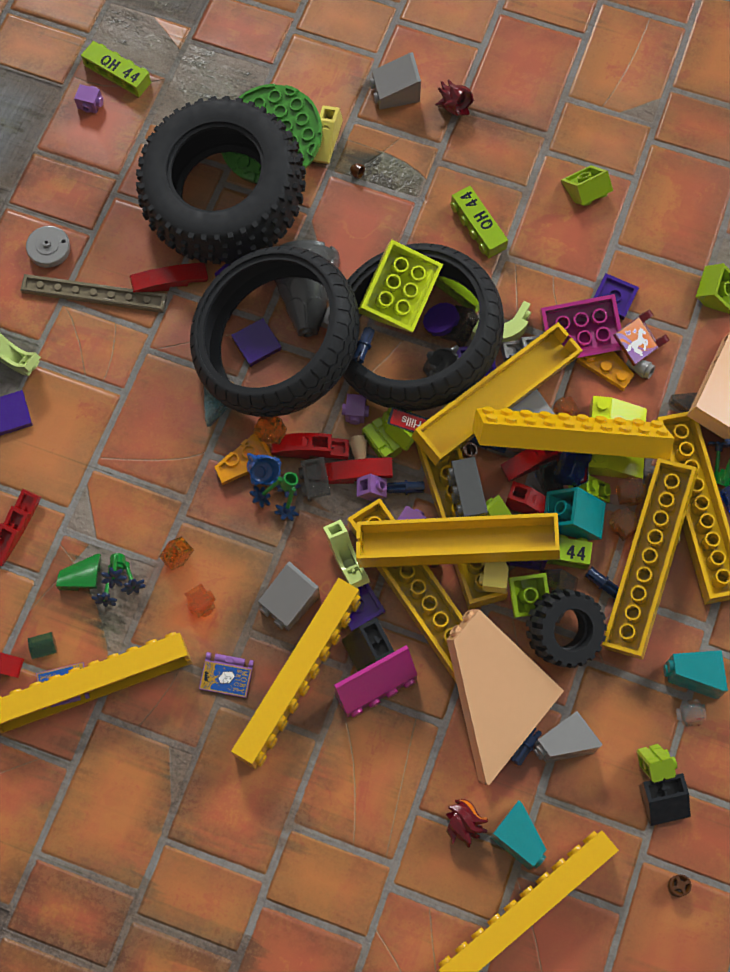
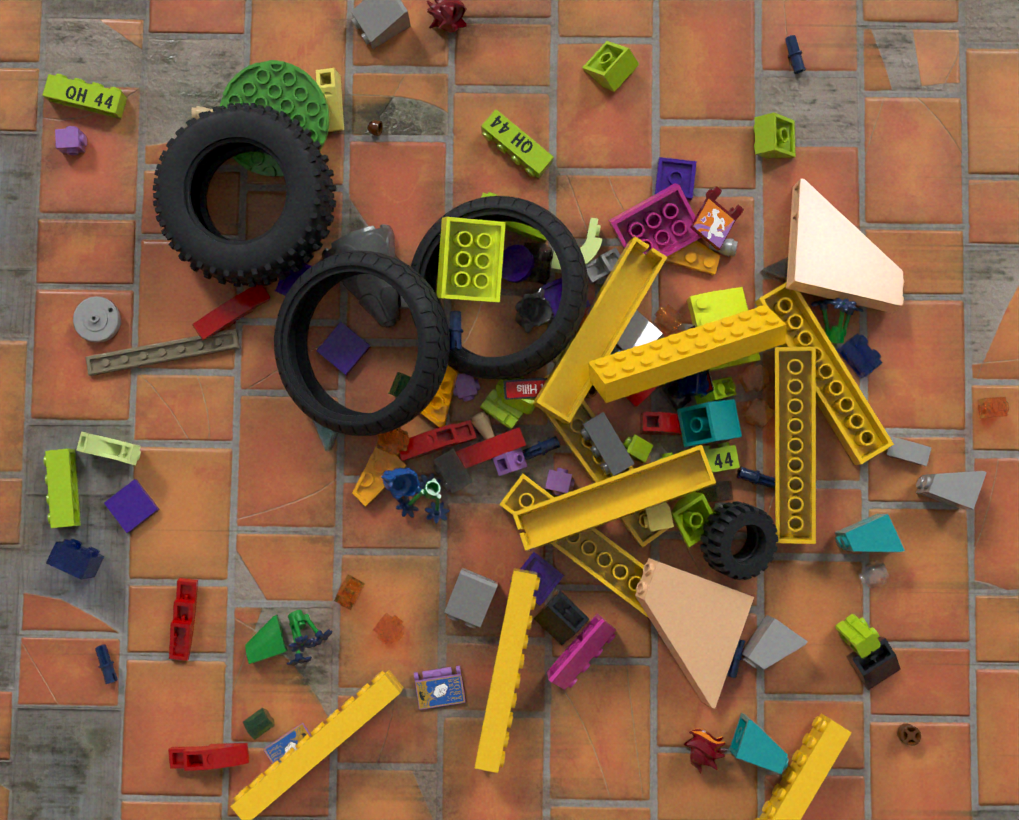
camera: 20 degrees left, 15 degrees up
(325, 410) = (439, 406): none -> light orange wing
(344, 554) = (509, 539): yellowish green arch -> none

